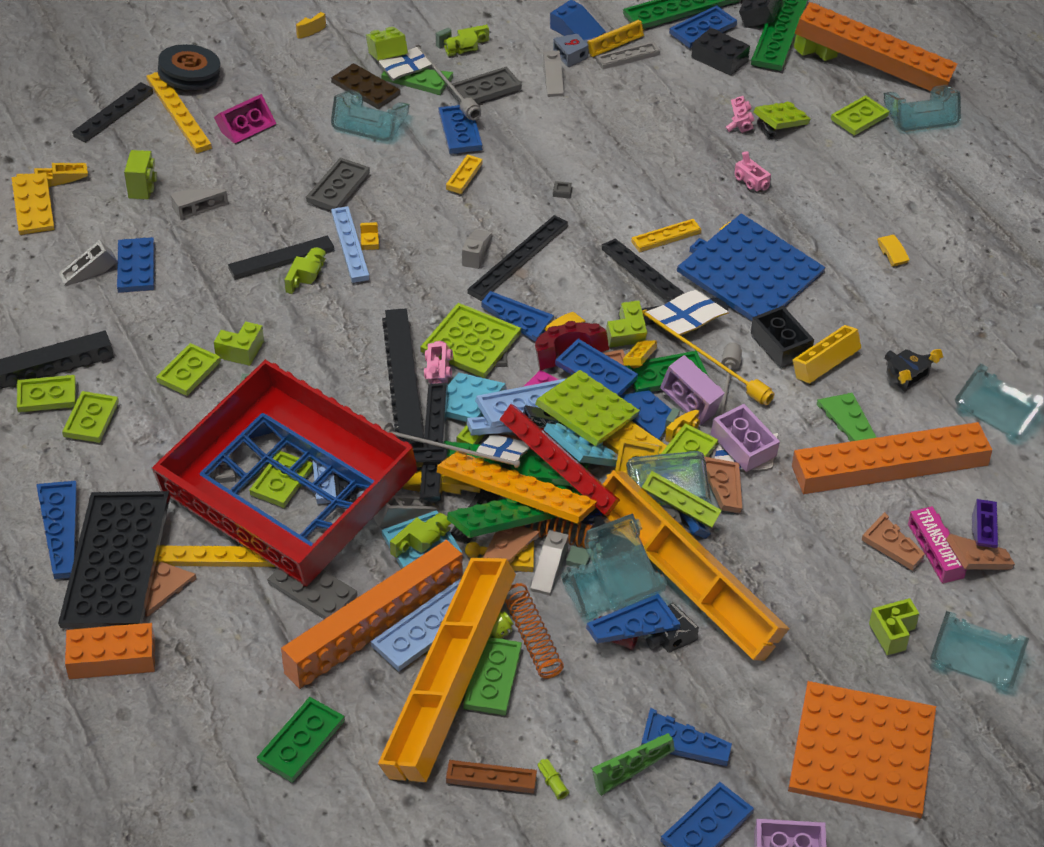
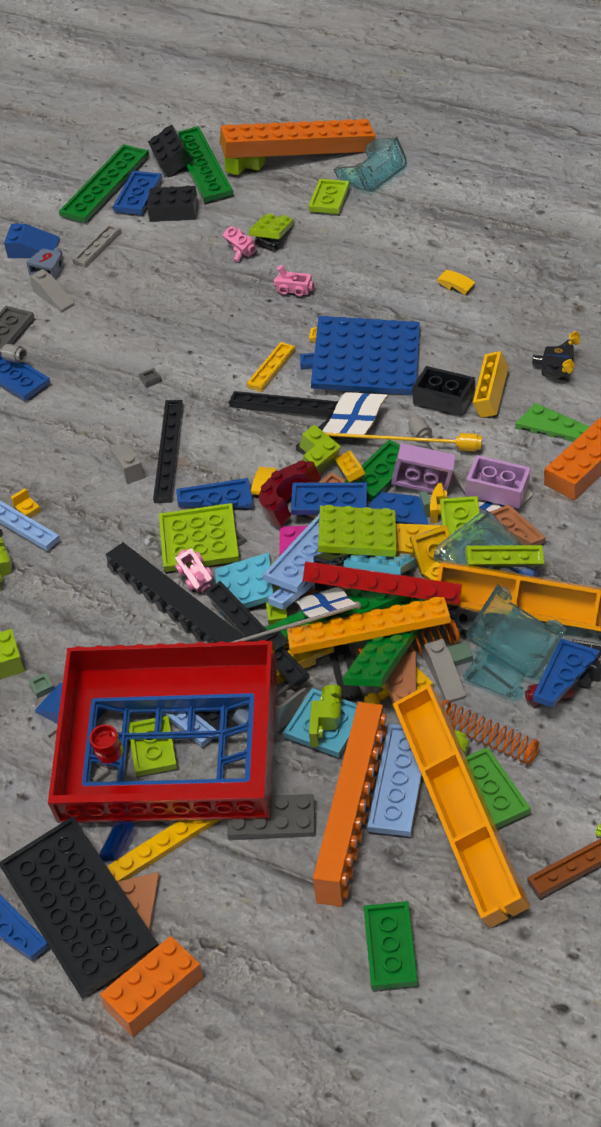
camera: 30 degrees left, 0 degrees up
(187, 531) = (115, 841): none -> clear blue tile
(222, 448) = (106, 743): none -> red wheel
(464, 174) = (56, 410): yellow plate -> none
(615, 38) = (75, 237): yellow tile -> none

